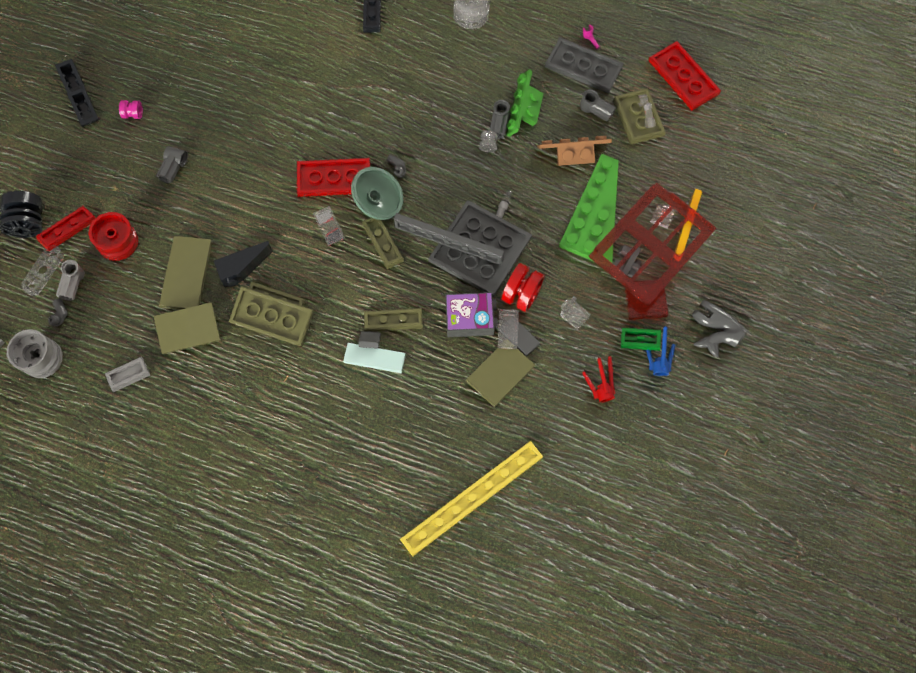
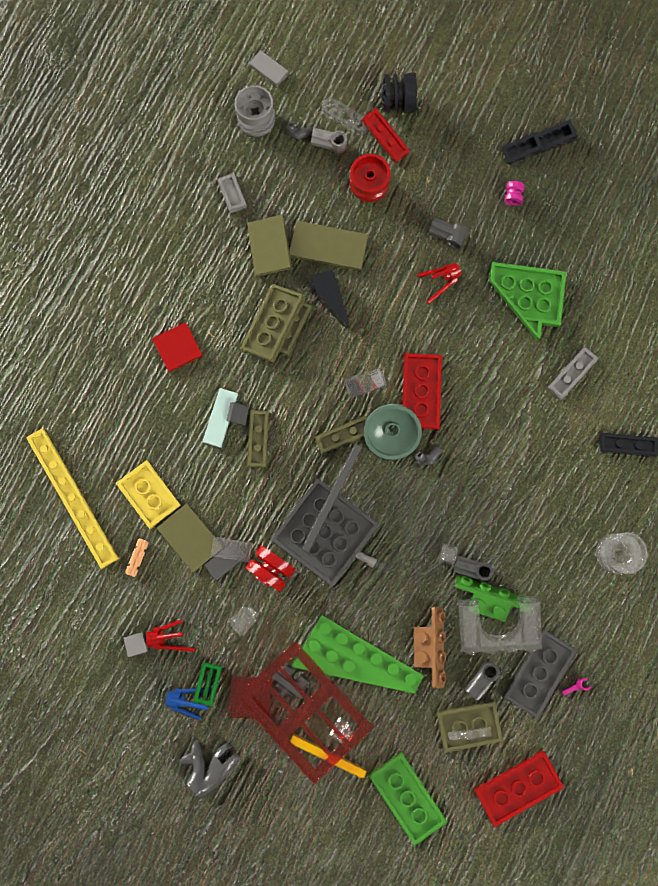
camera: 95 degrees right, 10 degrees up
(214, 160) = (449, 272): none -> red plant
(233, 90) = (531, 293): none -> bright green wing
(301, 409) = (177, 347): none -> red tile
(308, 54) = (572, 373): none -> light grey tile
(460, 420) = (148, 494): none -> light yellow tile
(470, 314) = (252, 514): brick -> none
(527, 422) = (136, 557): none -> light nougat axle
(554, 72) = (525, 636): none -> clear arch
(613, 412) = (135, 644): none -> light grey tile
(710, 160) = (407, 798): none -> bright green tile

